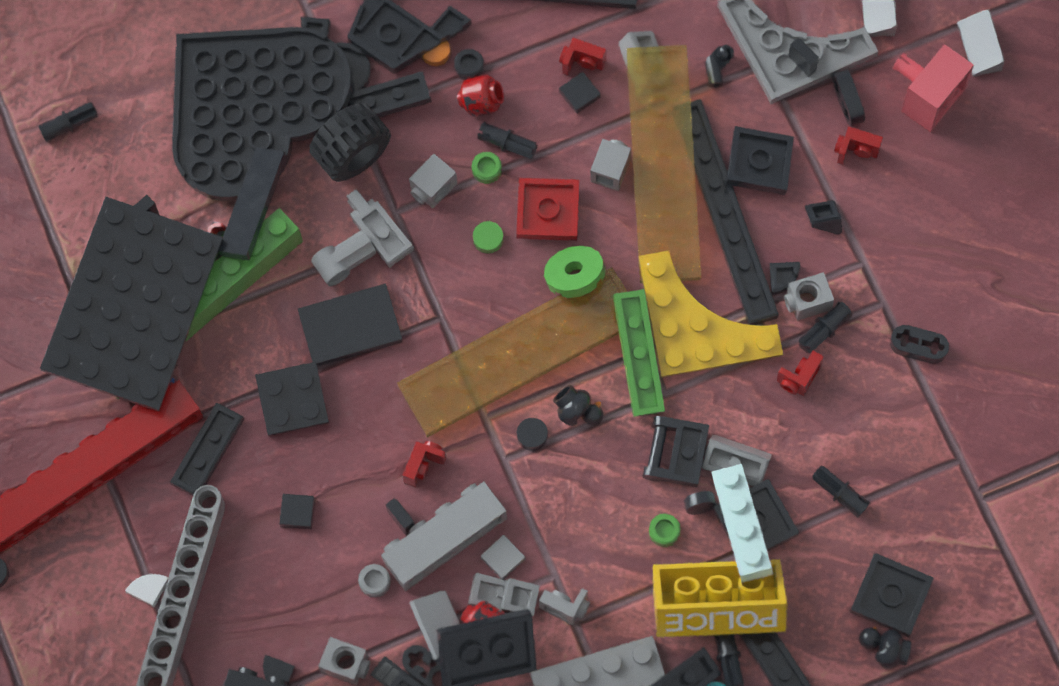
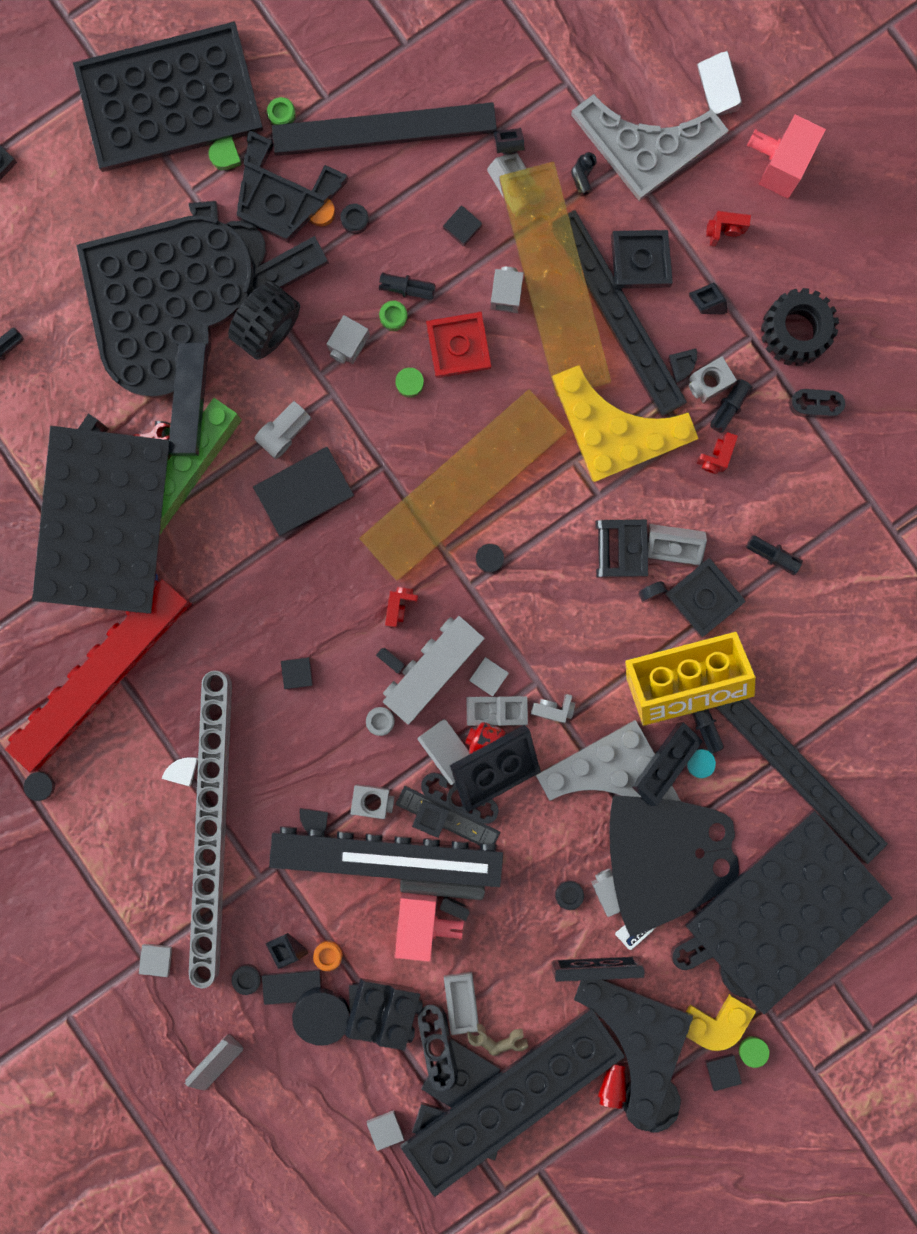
camera: 15 degrees left, 15 degrees up
(207, 449) = (203, 634): black tile -> none
(292, 398) = (267, 572): black plate -> none
(380, 229) = (309, 395): light grey hinge -> none
(480, 95) = (373, 248): red head -> none
(574, 258) = (489, 388): bright green tile -> none
(577, 403) = (523, 525): black animal -> none
(586, 54) = (462, 188): red bracket -> none
(638, 353) = (570, 466): bright green plate -> none
(646, 19) = (509, 141): none -> black plate
(664, 530) = (625, 621): bright green tile -> none
(742, 523) = (696, 606): light aqua plate -> none
(803, 56) = (663, 151): black tile -> none
(848, 97) = (709, 181): black beam -> none
(891, 595) = (836, 639): black plate -> none
(892, 647) = (844, 685): black animal -> none
(920, 238) = (815, 311): none -> black tyre
(981, 43) = (820, 101): slope -> none

